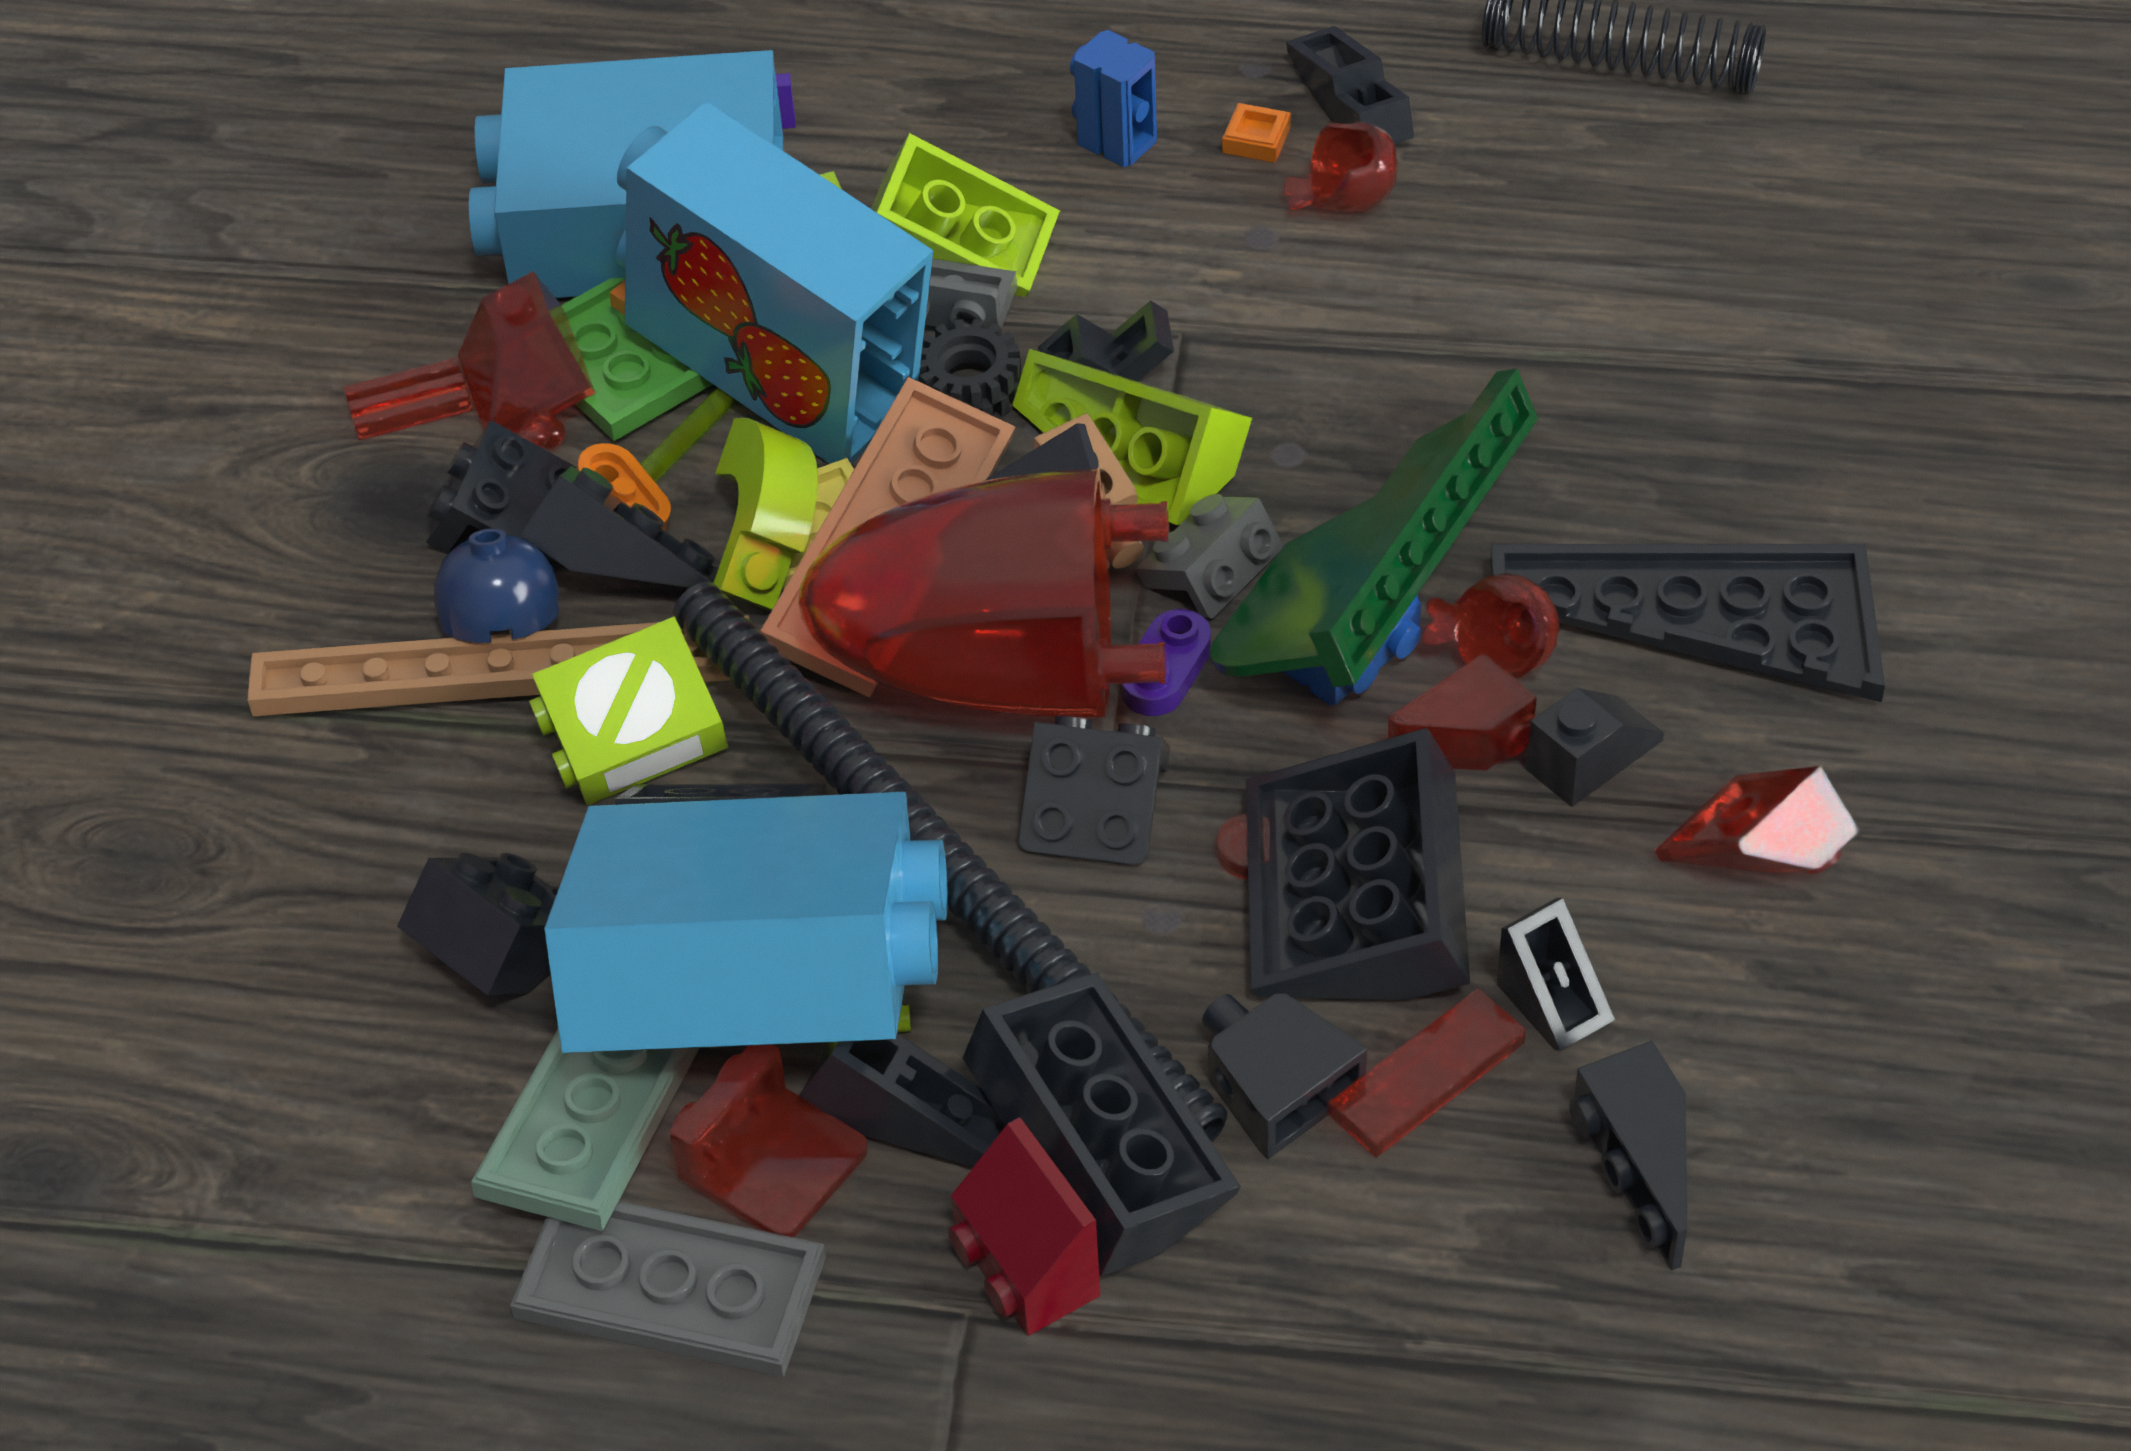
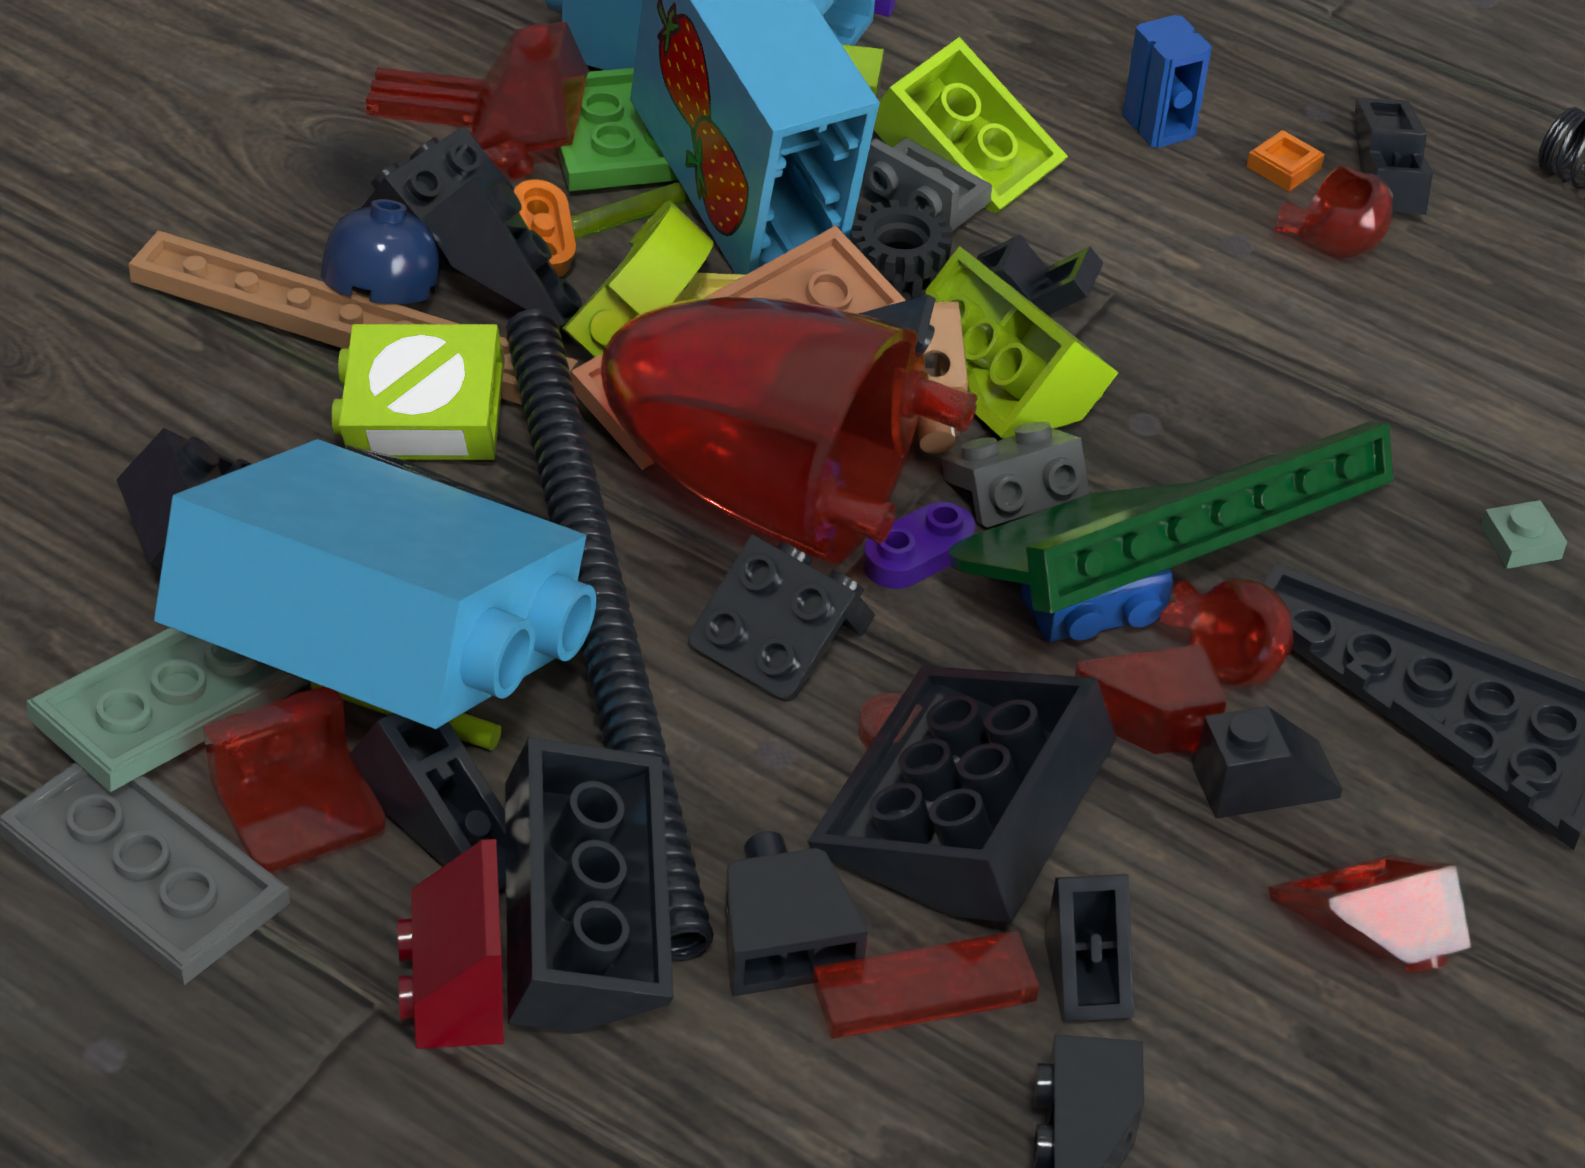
camera: 20 degrees right, 5 degrees down
(1675, 422) = (1523, 534): none -> sand green plate

